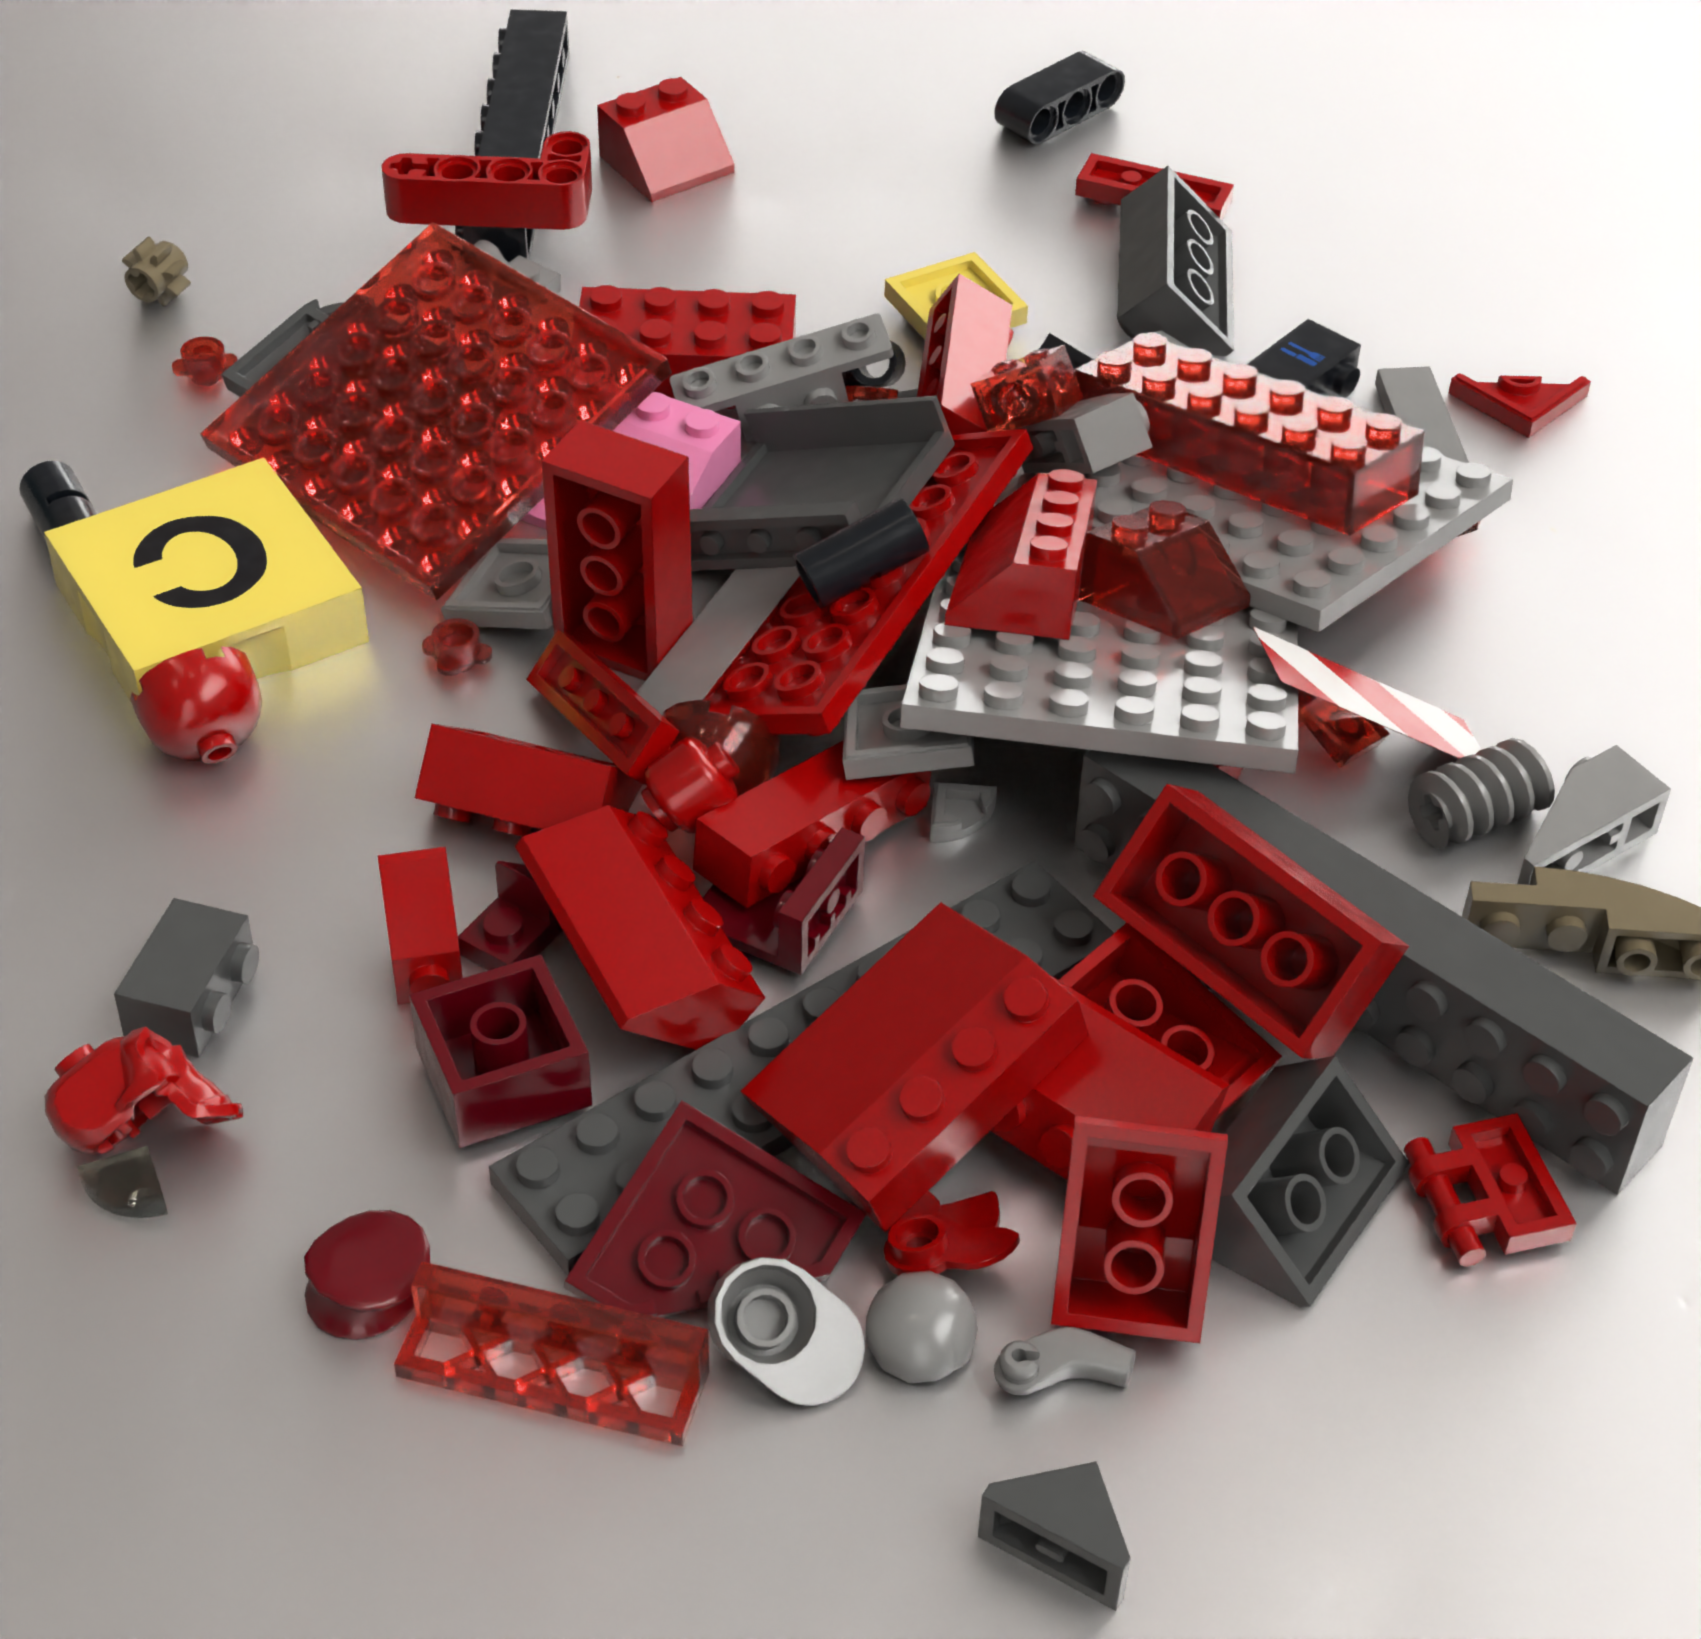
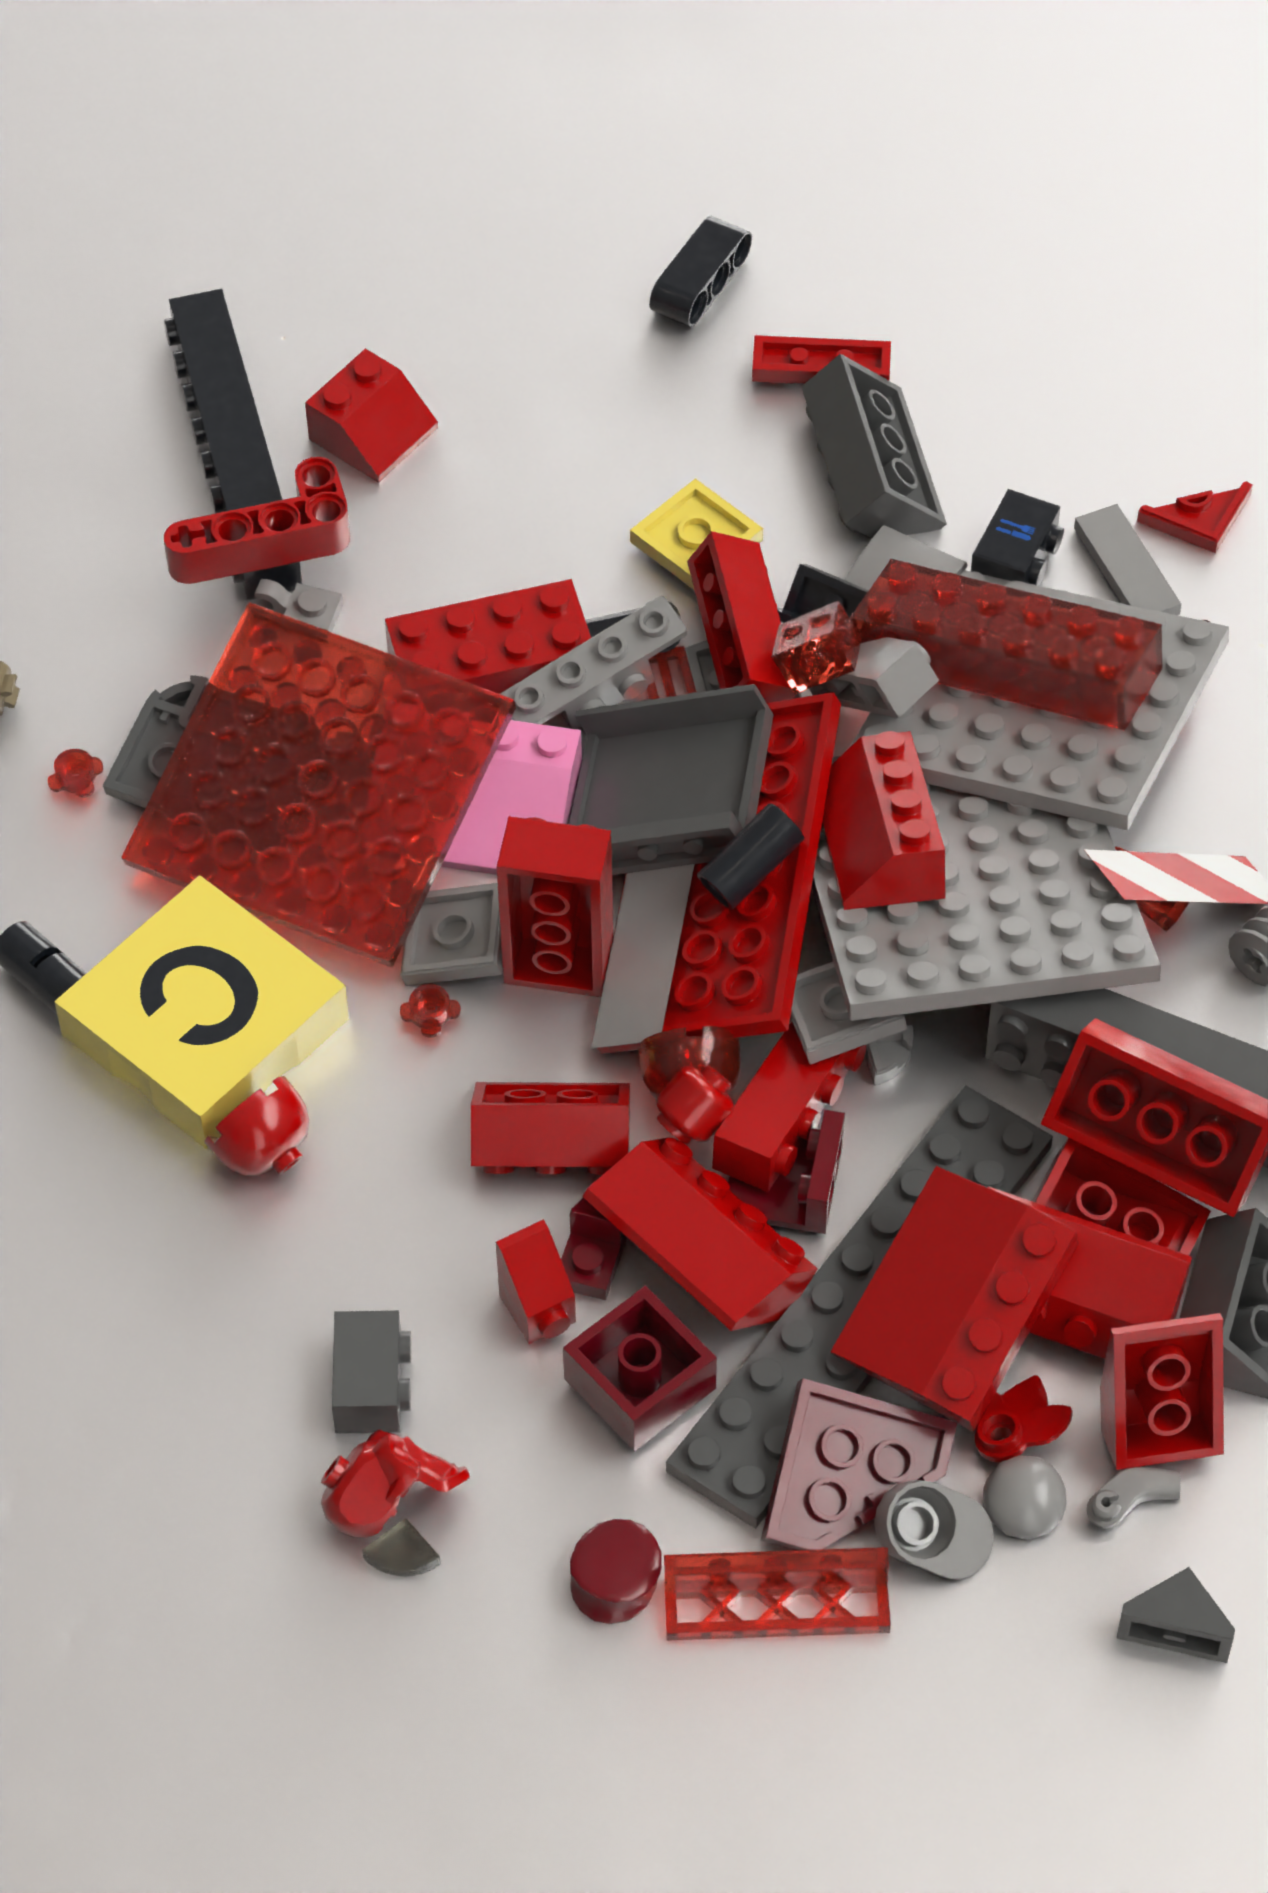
camera: 15 degrees left, 10 degrees up
(601, 705) = (585, 1043): red plate -> none
(1161, 570) = (995, 810): clear red slope -> none

